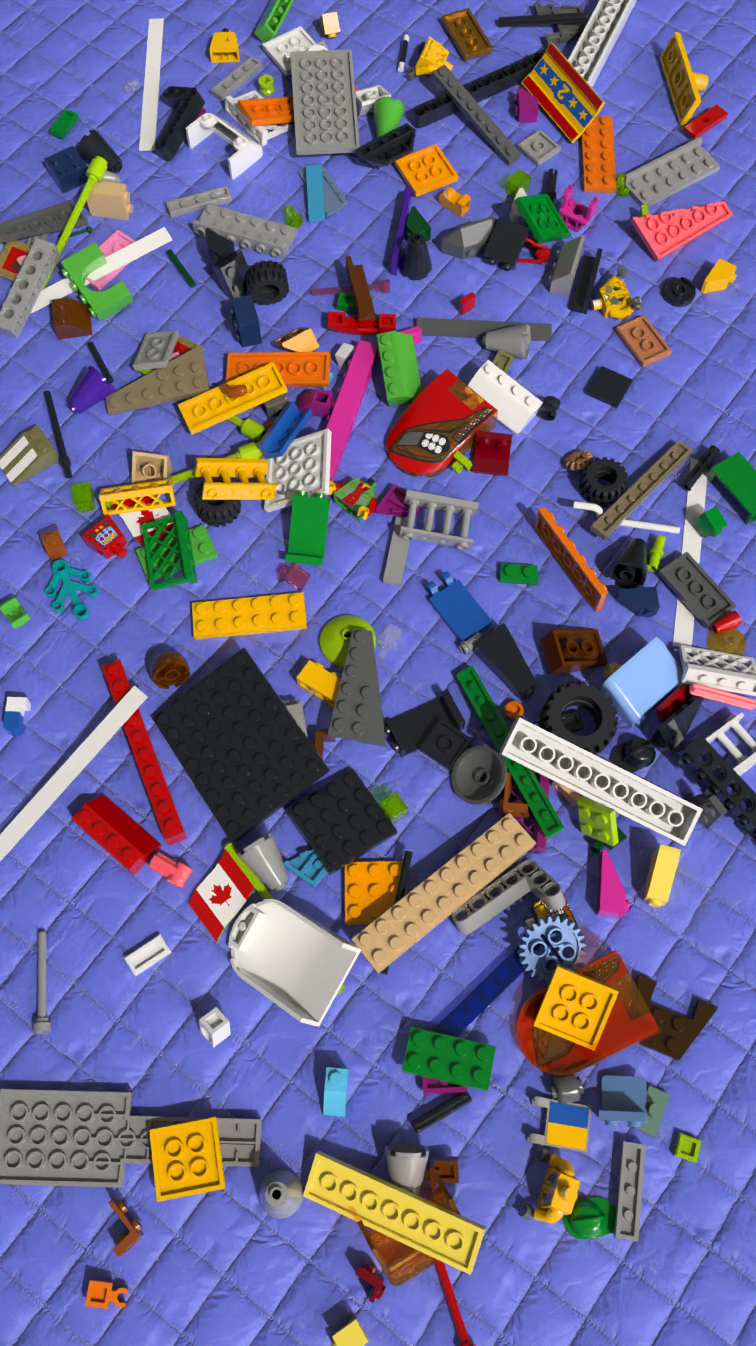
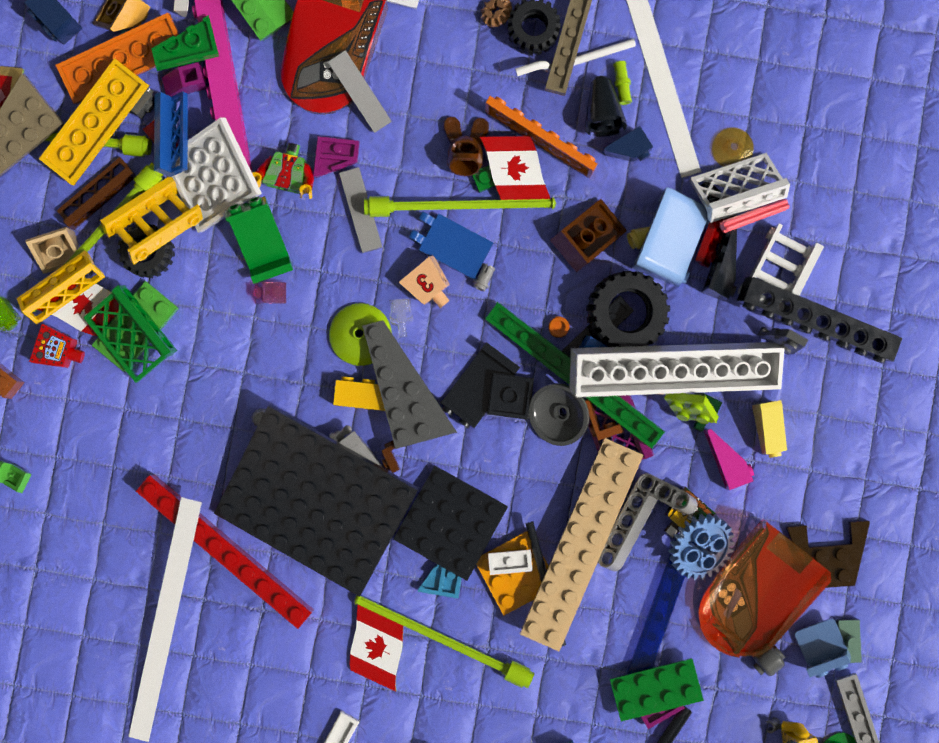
camera: 30 degrees left, 20 degrees up
(15, 714) = (78, 580): leg -> none
(69, 588) = (49, 420): teal plant -> none
(116, 833) = (246, 642): red slope -> none
(169, 669) = (202, 457): reddish brown cylinder -> none
(174, 872) = (323, 649): coral piece -> none
(212, 448) = (100, 197): none -> reddish brown fence
(234, 392) = (94, 117): dark orange arm -> none
(249, 616) = (247, 357): yellow plate -> none
(266, 862) = (401, 599): light grey cone -> none
(290, 958) = (473, 678): white windscreen -> none
(336, 380) = (188, 47): none -> green wing
(375, 875) = (510, 562): none -> white plate
(394, 807) = (494, 486): clear neon green brick -> none
(423, 623) = (427, 282): none -> light nougat torso
(443, 463) = (359, 91): none -> light grey tile
(446, 504) = (370, 143): light grey fence -> none
(461, 462) = (375, 74): lime tile -> none
(492, 453) = (402, 49): dark red bracket -> none
(504, 543) = (465, 151): none -> reddish brown piece
(505, 660) = (526, 279): black slope -> none
(535, 574) = (514, 173): none -> flag
(565, 1125) = (780, 692): flag -> none
(576, 1007) = (747, 591): yellow plate -> none
(633, 755) = (692, 315): black piece -> none
(687, 1148) = (891, 655): lime tile -> none
(696, 589) = (680, 105): dark grey plate -> none
(710, 522) = (663, 21): green brick -> none
(727, 622) = (726, 127): red cone -> none

